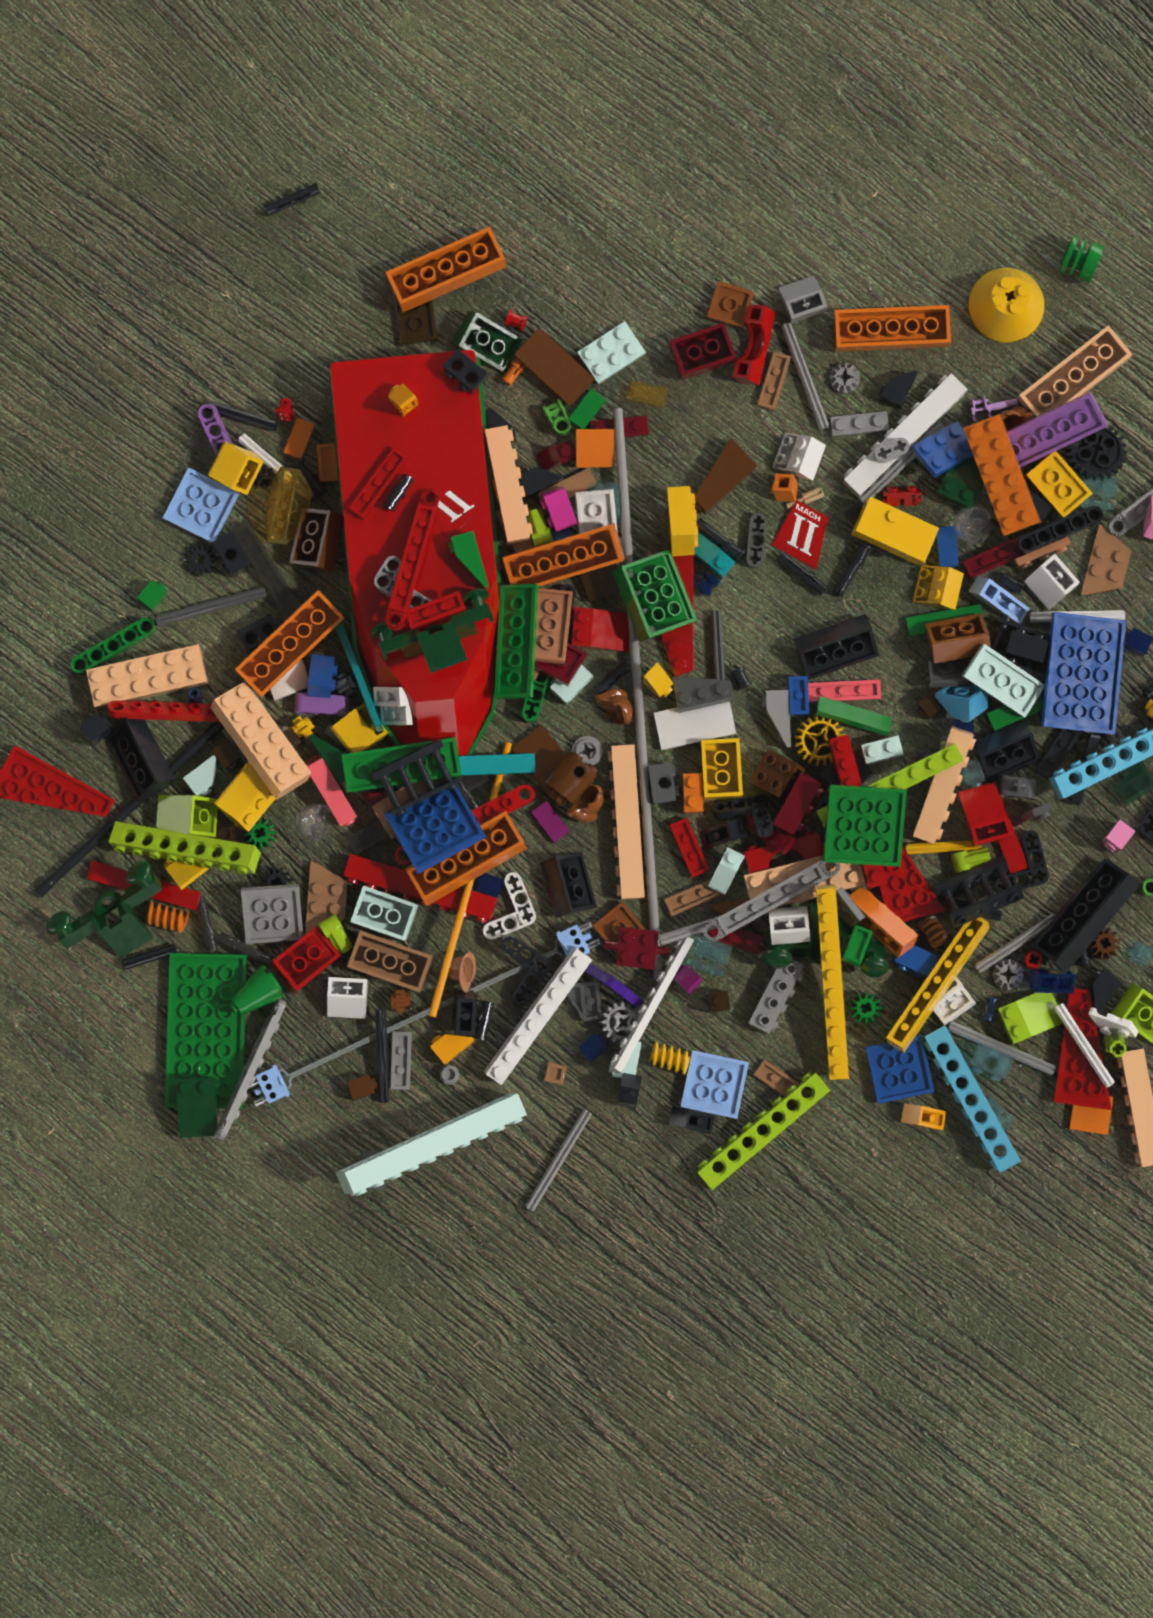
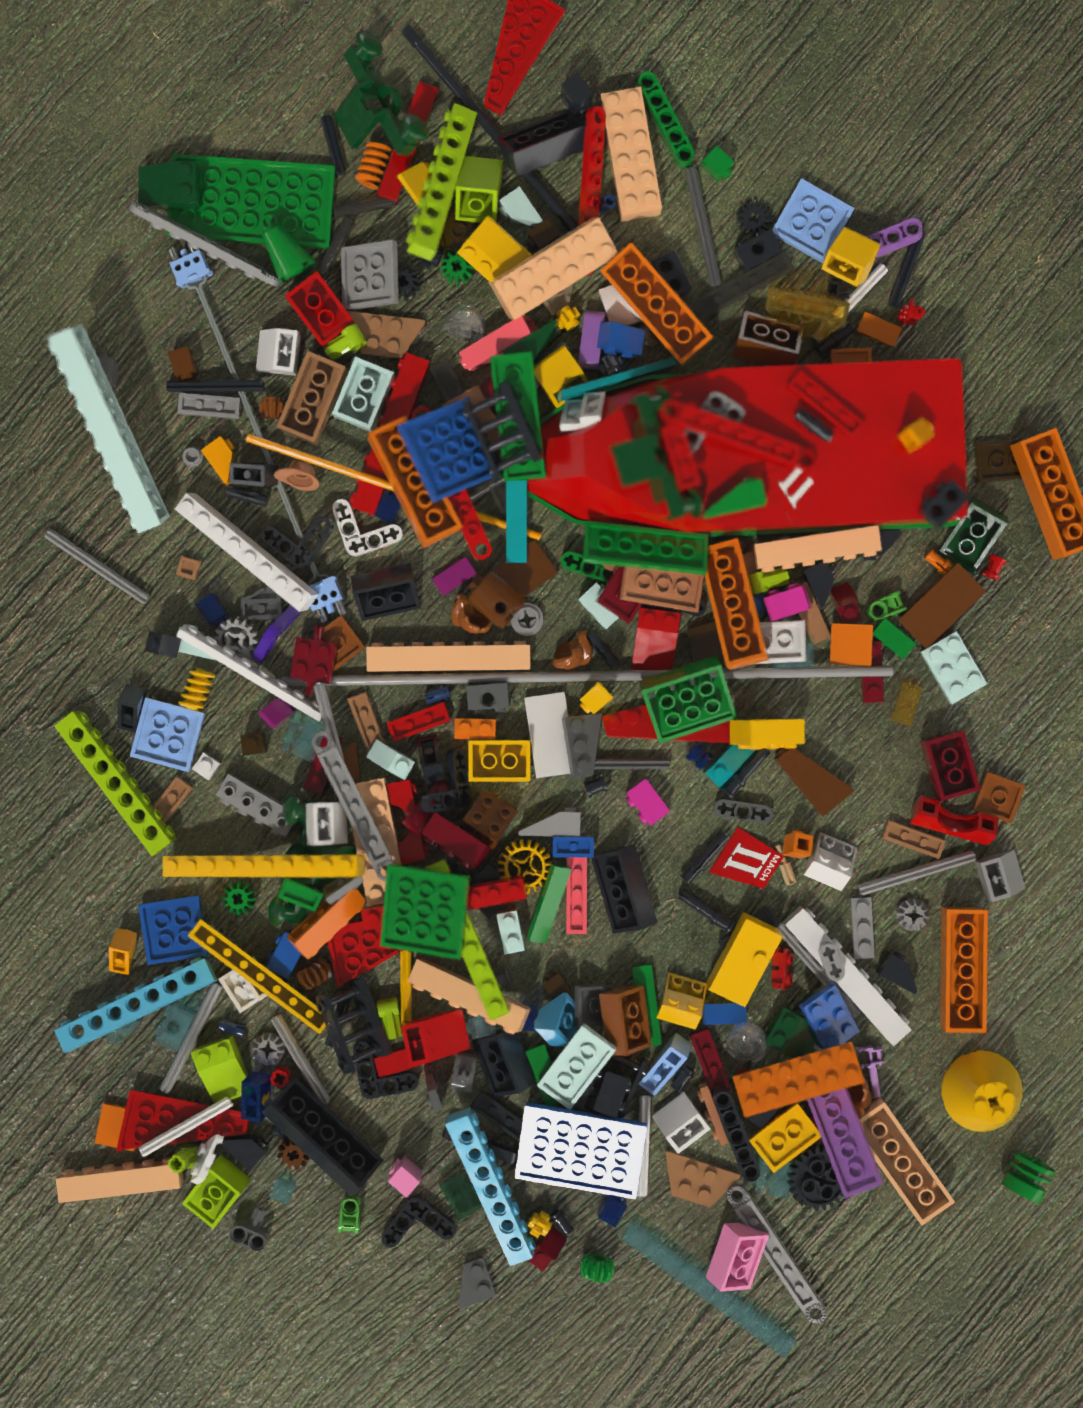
camera: 90 degrees right, 5 degrees up
(662, 831) = (437, 694): none -> dark blue pin
(742, 1047) = (206, 766): none -> white plate
(753, 629) = (647, 801): none -> dark pink brick

